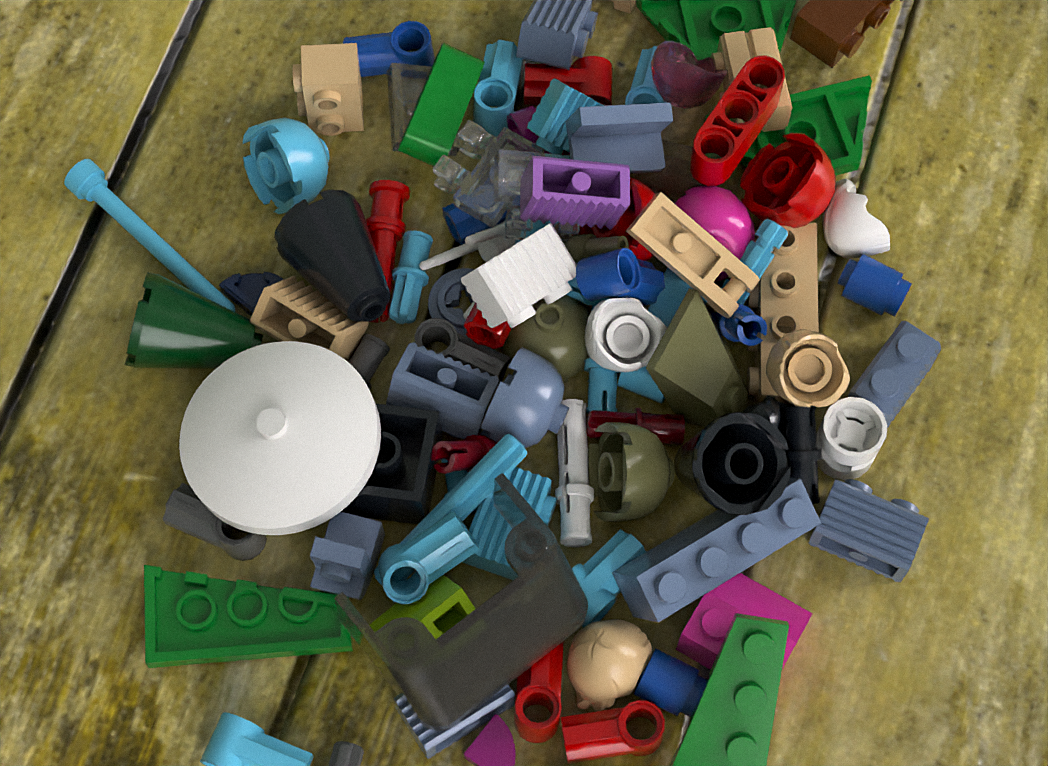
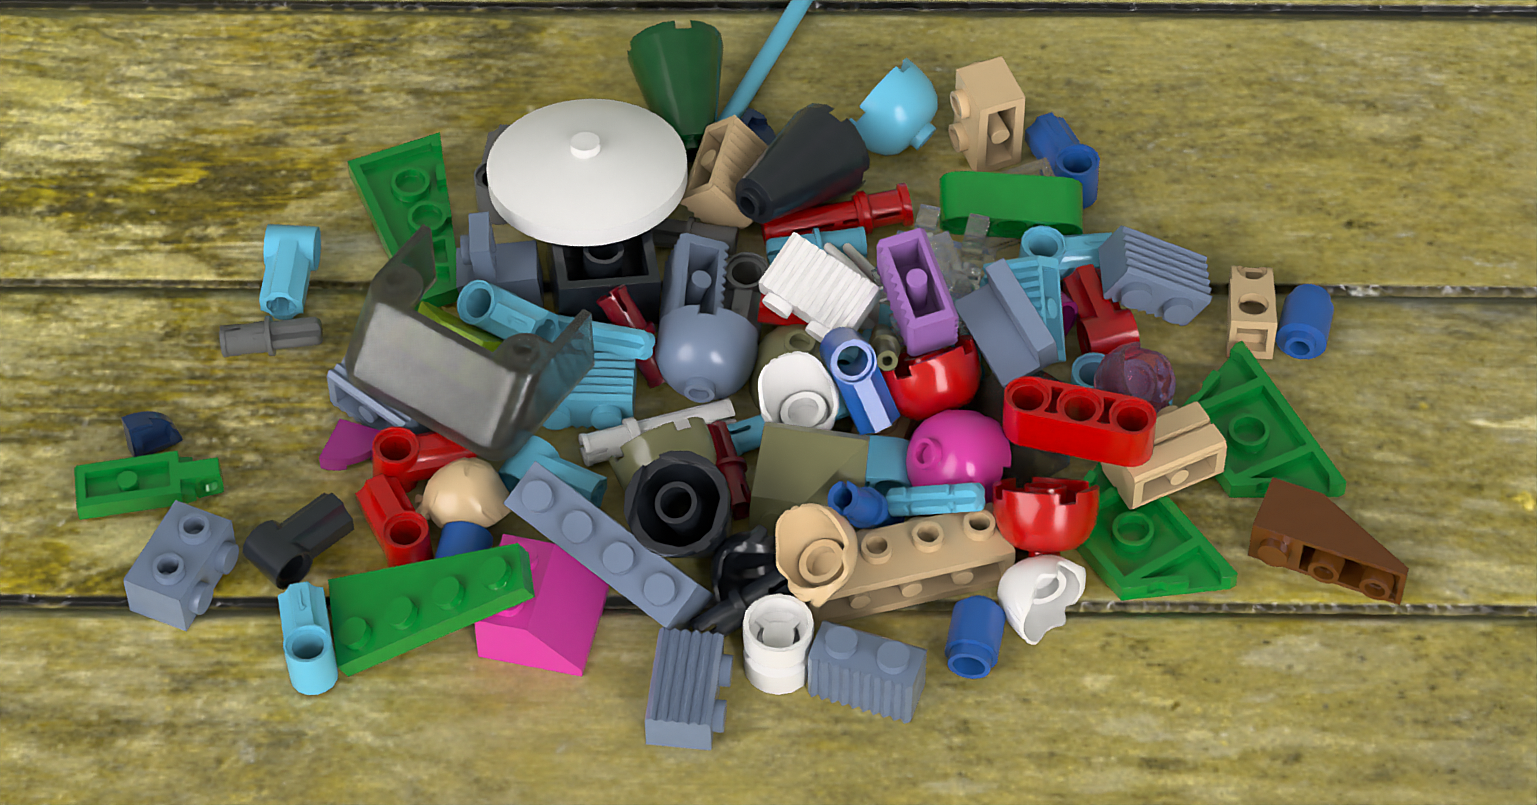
camera: 75 degrees right, 15 degrees down
(692, 253) = (900, 419): tan plate -> none

